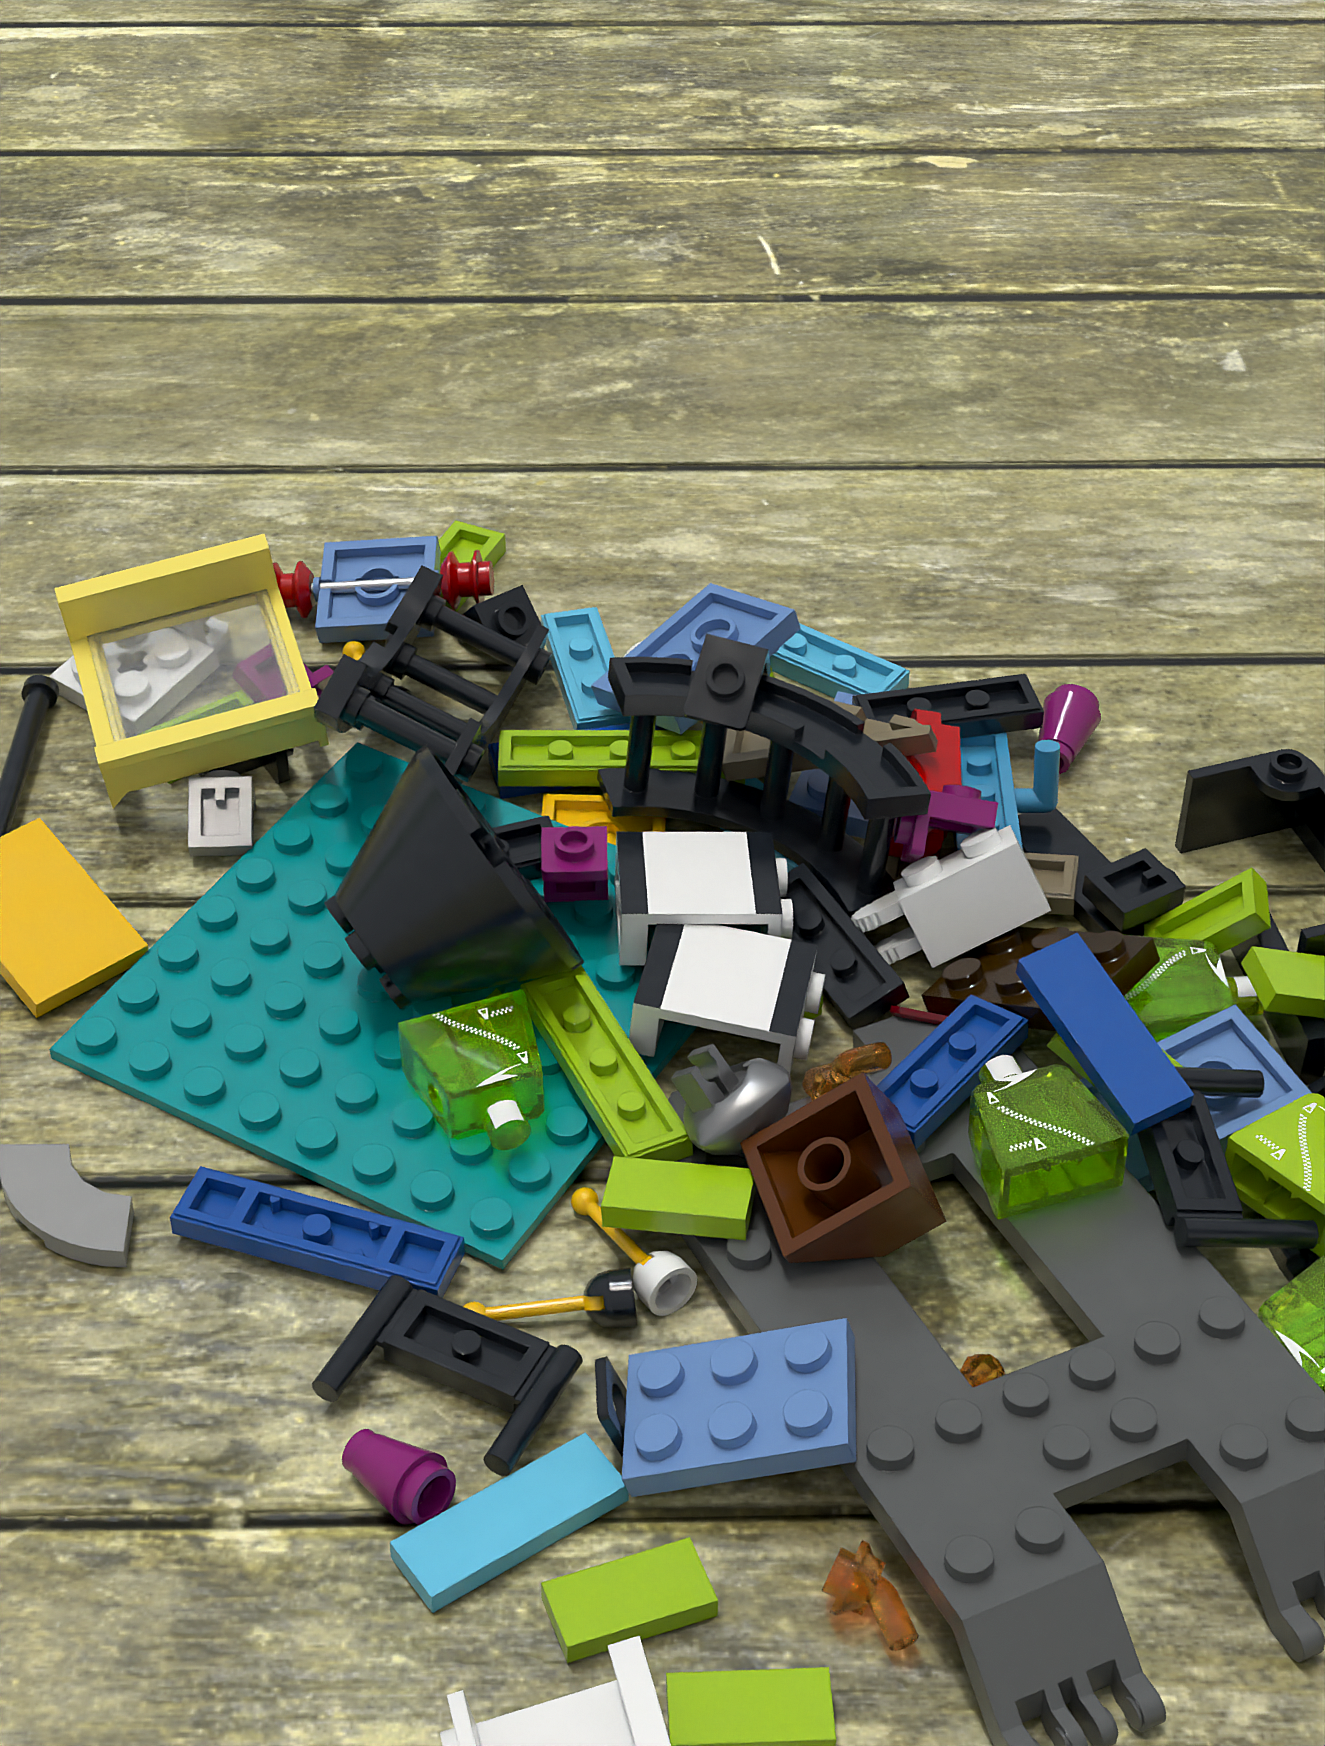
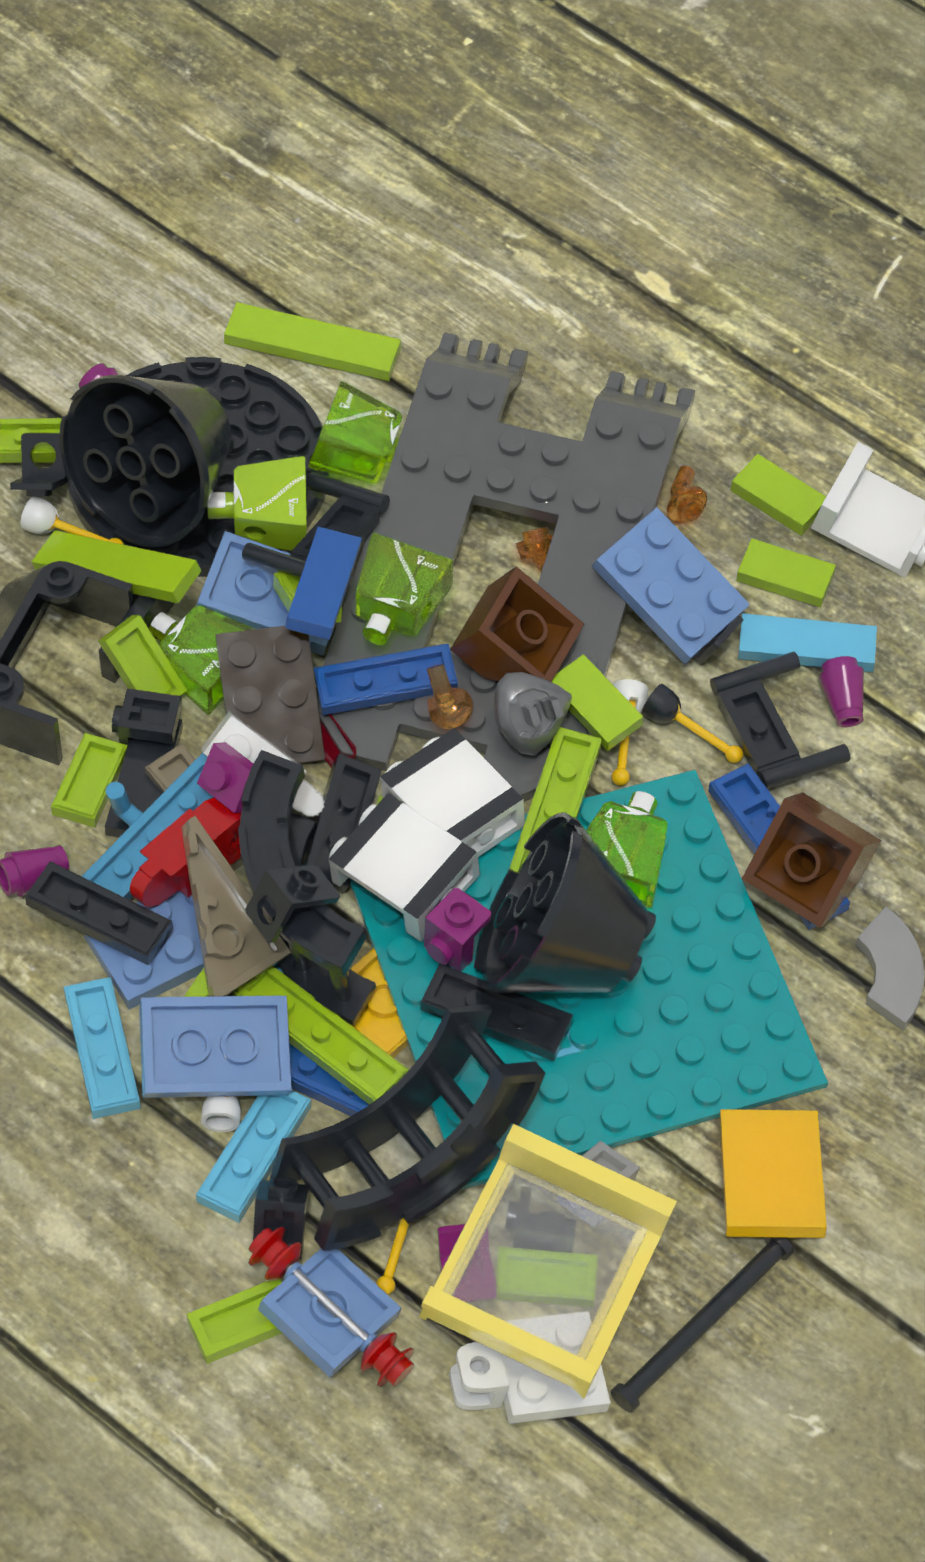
camera: 140 degrees left, 15 degrees up
(244, 1200) = (810, 858): none -> reddish brown slope
(1120, 828) = (85, 783): none -> lime tile

